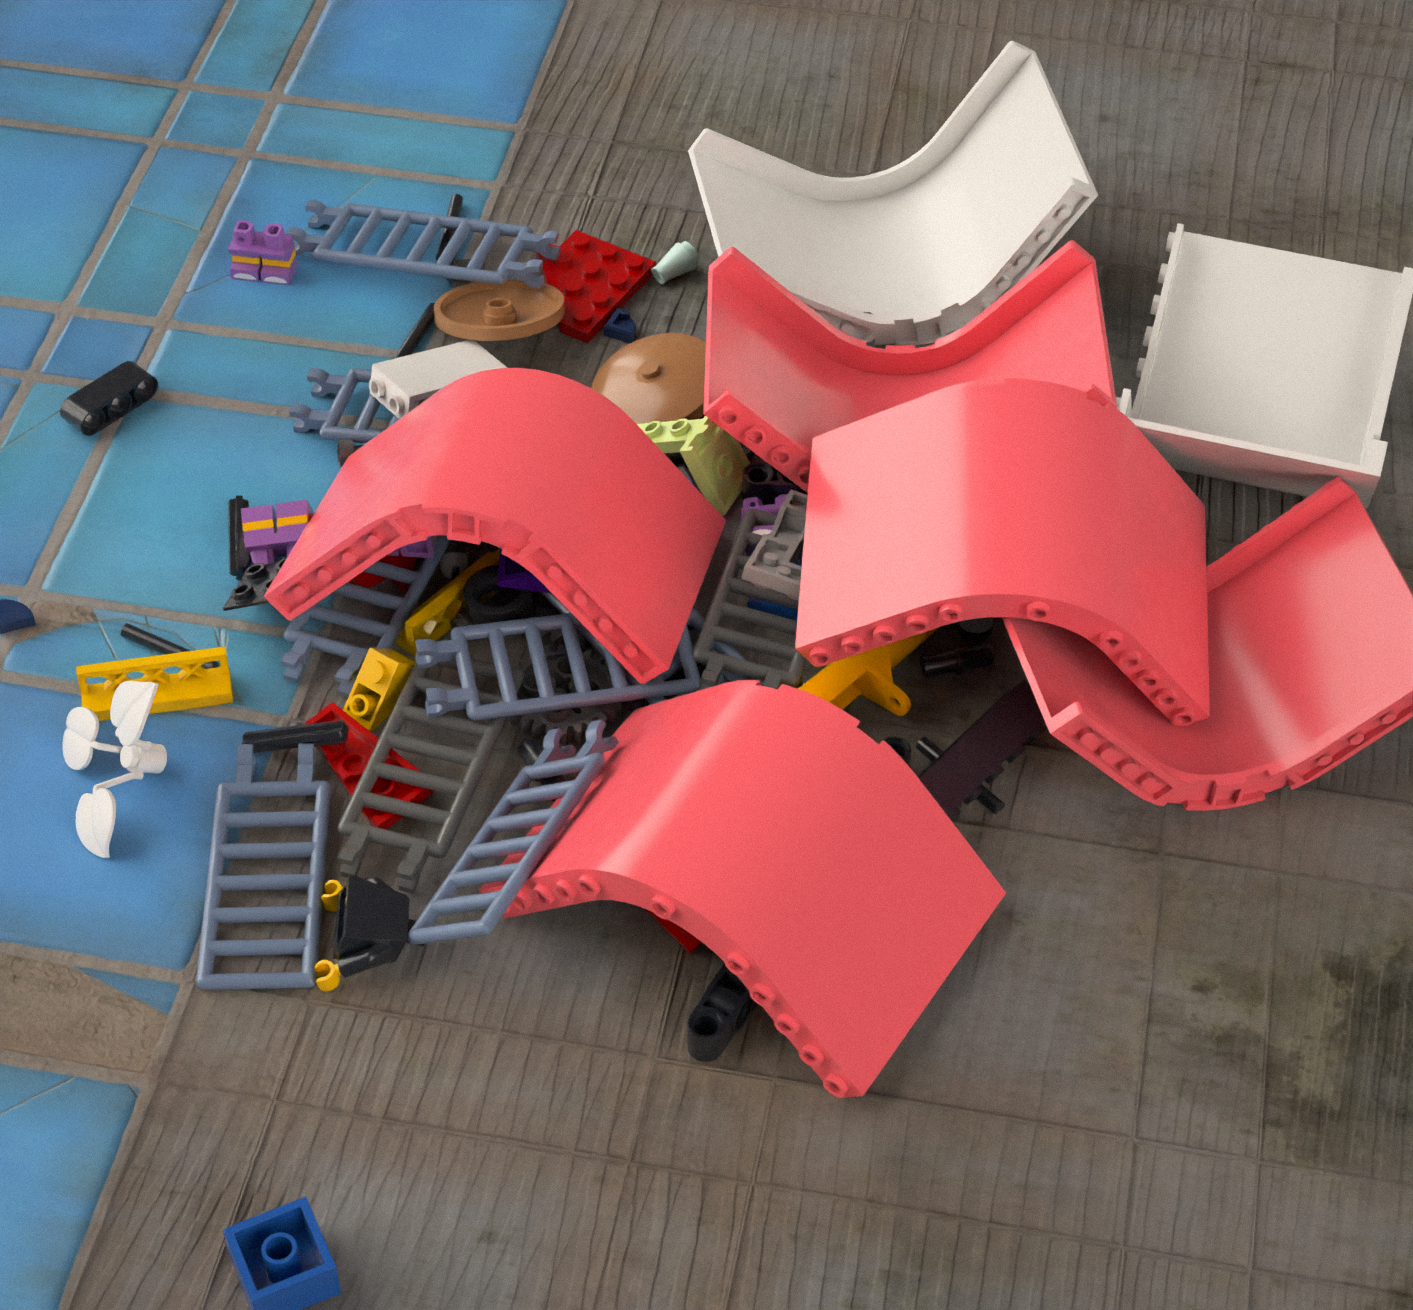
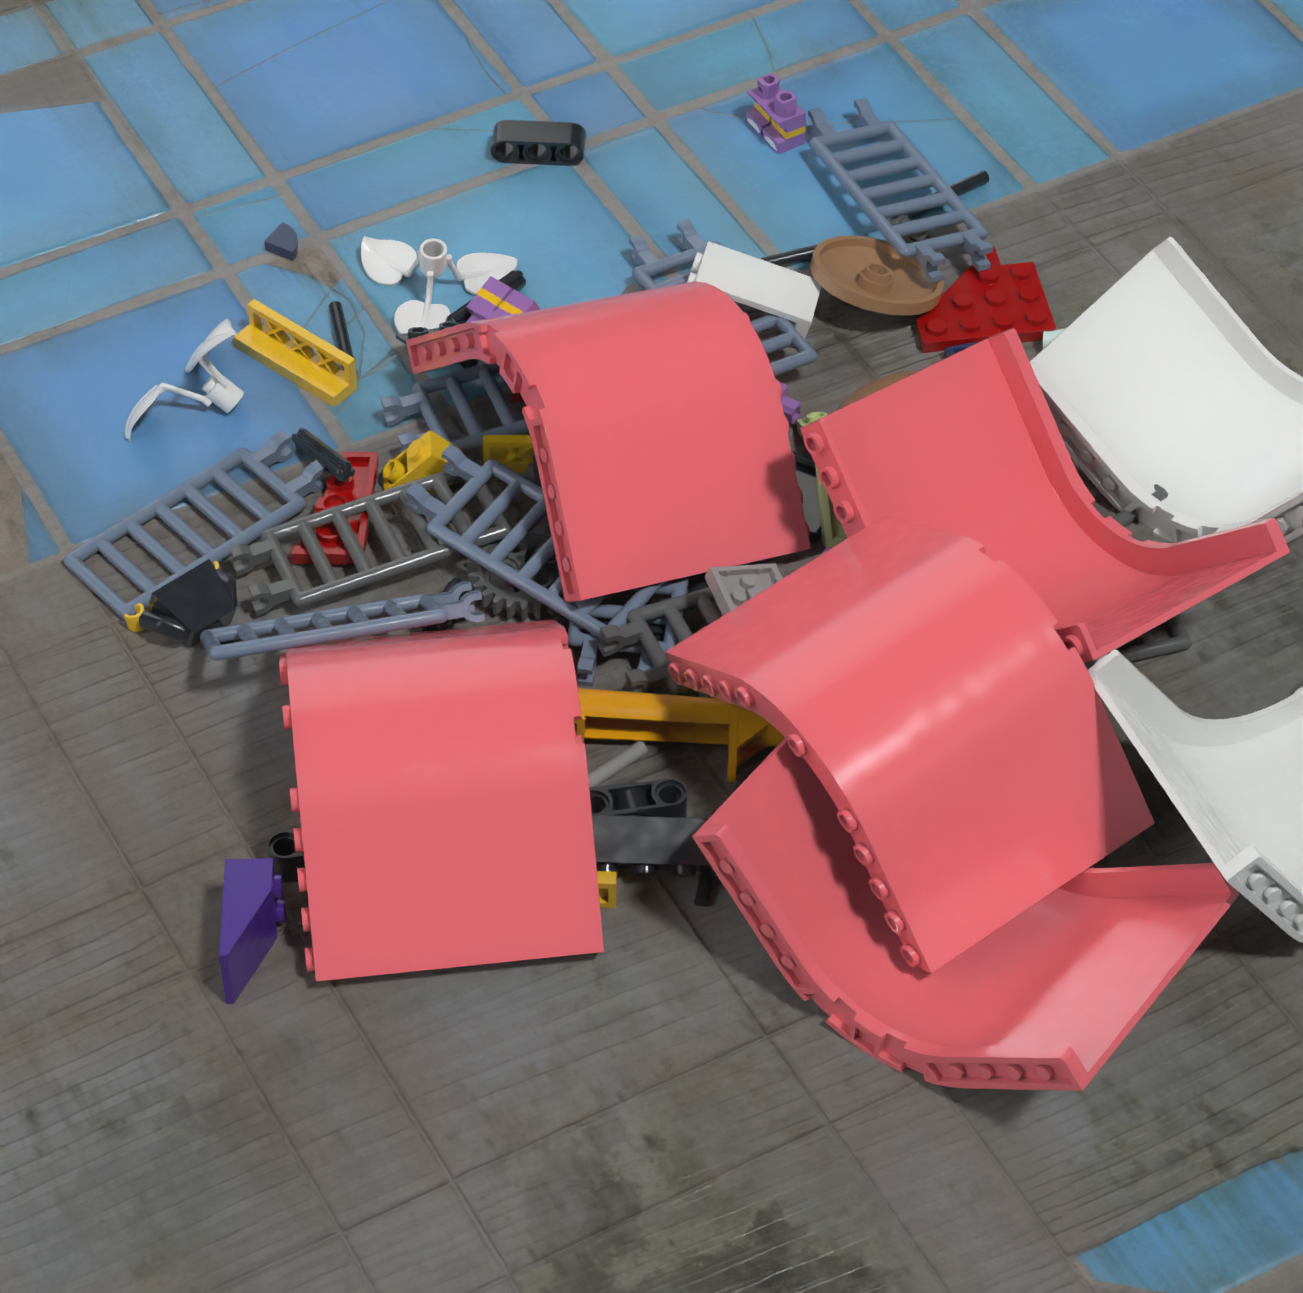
camera: 50 degrees right, 0 degrees up
(206, 517) = (390, 260): none -> white plant
(761, 1101) = (248, 920): none -> dark purple slope

